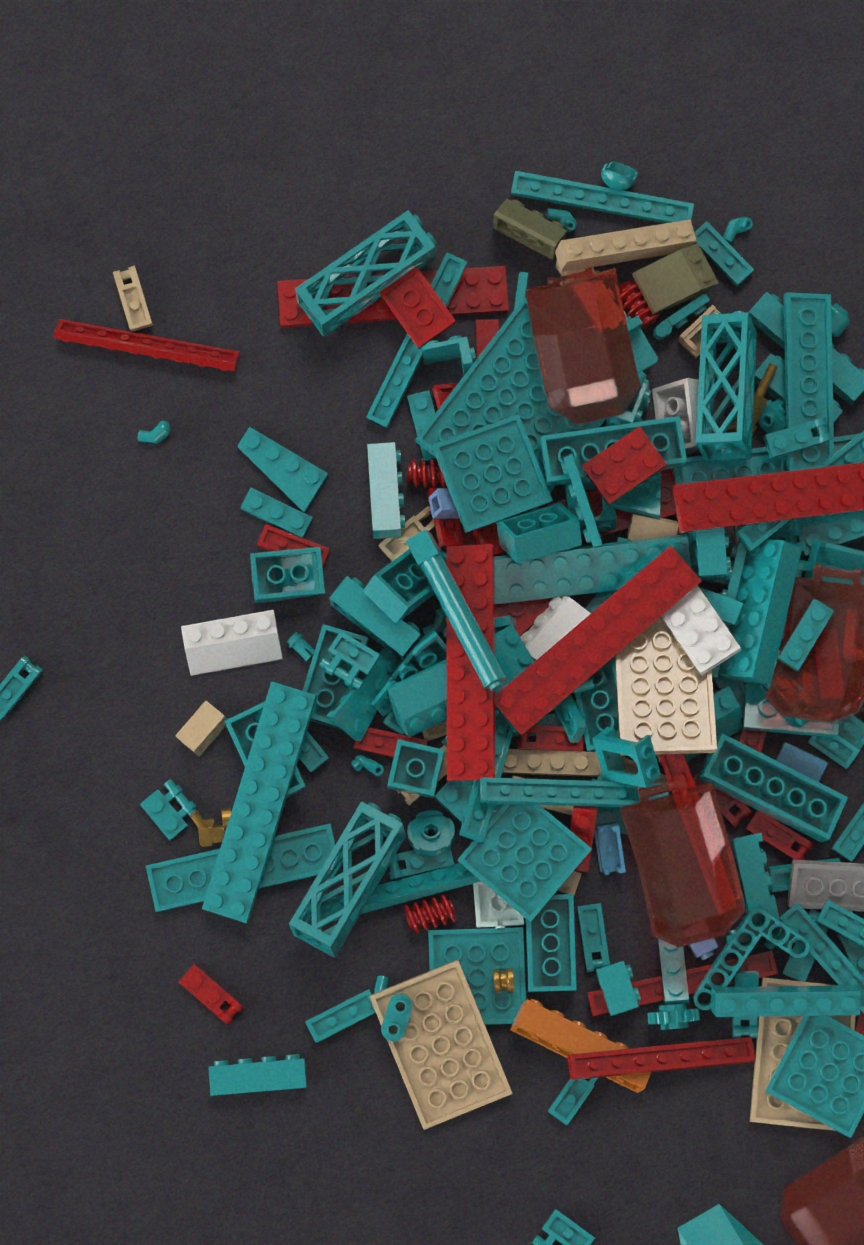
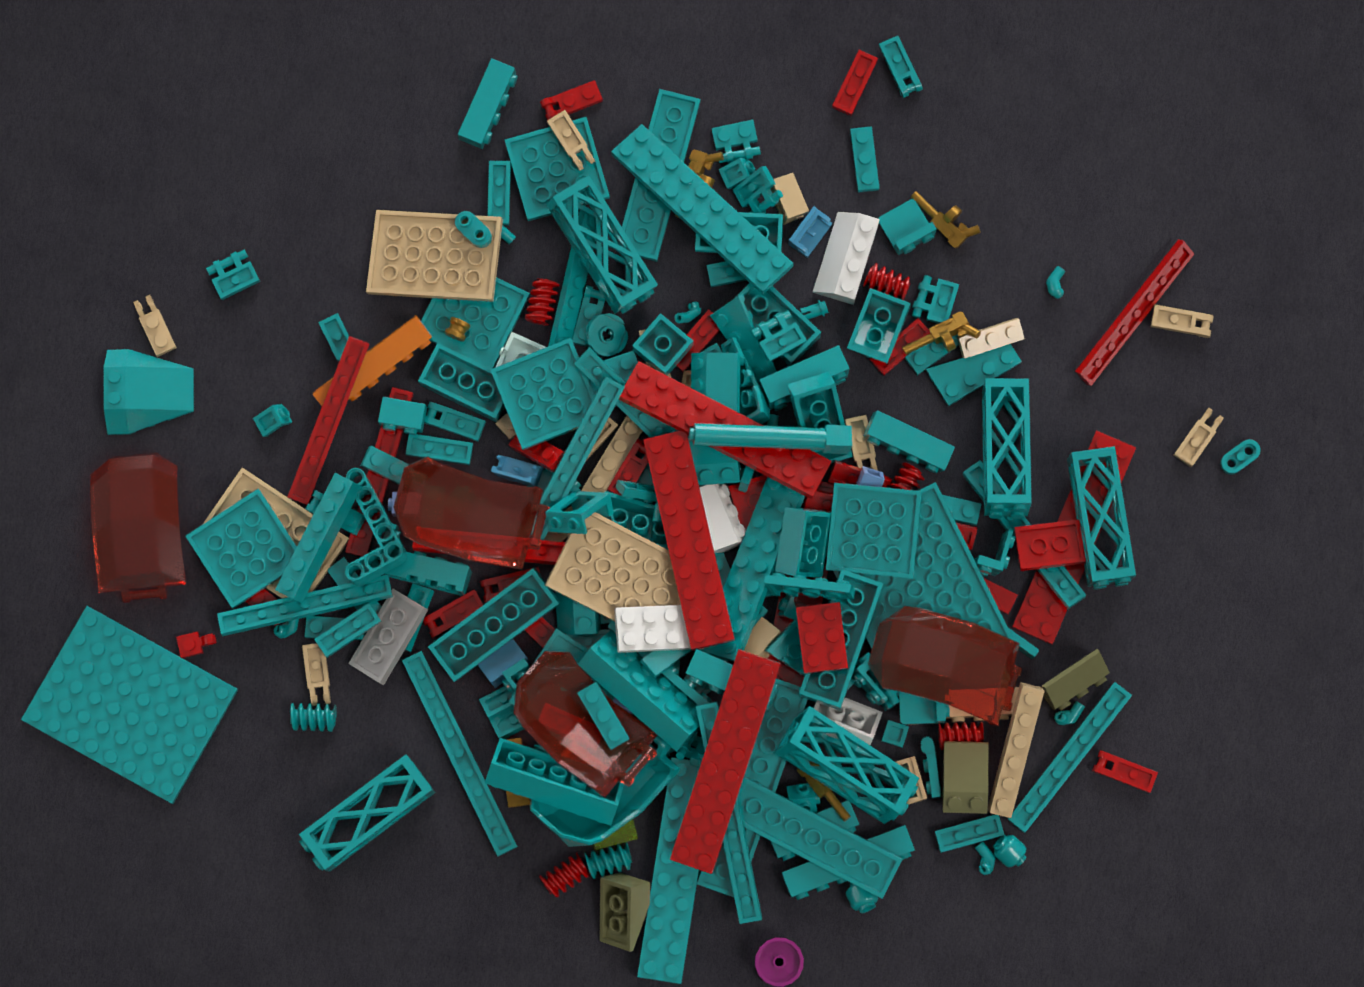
camera: 120 degrees right, 0 degrees up
(51, 723) = (855, 82): none -> red plate
(124, 676) = (864, 159): none -> teal plate
(149, 566) = (945, 222): none -> pearl gold piece
(173, 599) = (906, 227): none -> teal bracket
(201, 791) = (736, 172): none -> teal bracket
(209, 765) = (754, 187): none -> teal plate
(225, 690) = (810, 232): none -> dark azure hinge
(231, 529) = (942, 301): none -> teal plate
(236, 590) = (887, 281): none -> red piece
(237, 183) = (1239, 456): none -> teal plate
(239, 229) = (1197, 439): none -> tan hinge
(242, 466) = (991, 338): none -> tan plate
(252, 972) = (569, 138): none -> tan hinge
(261, 510) = (944, 332): none -> pearl gold piece
(286, 974) = (546, 170): none -> teal plate
(365, 400) = (1010, 502): none -> teal piece
(588, 142) = (1125, 772): none -> red plate
(618, 176) = (1083, 781): teal hair -> none
(628, 936) = (439, 449): none -> teal plate
(667, 366) = (895, 734): none -> teal plate
(673, 1016) = (355, 447): teal gear -> none
(686, 1118) = (272, 419): none -> teal bracket
(718, 209) = (1010, 851): none -> teal head
(796, 438) = (772, 799): teal plate -> none
(803, 743) = (514, 674): none -> teal bracket

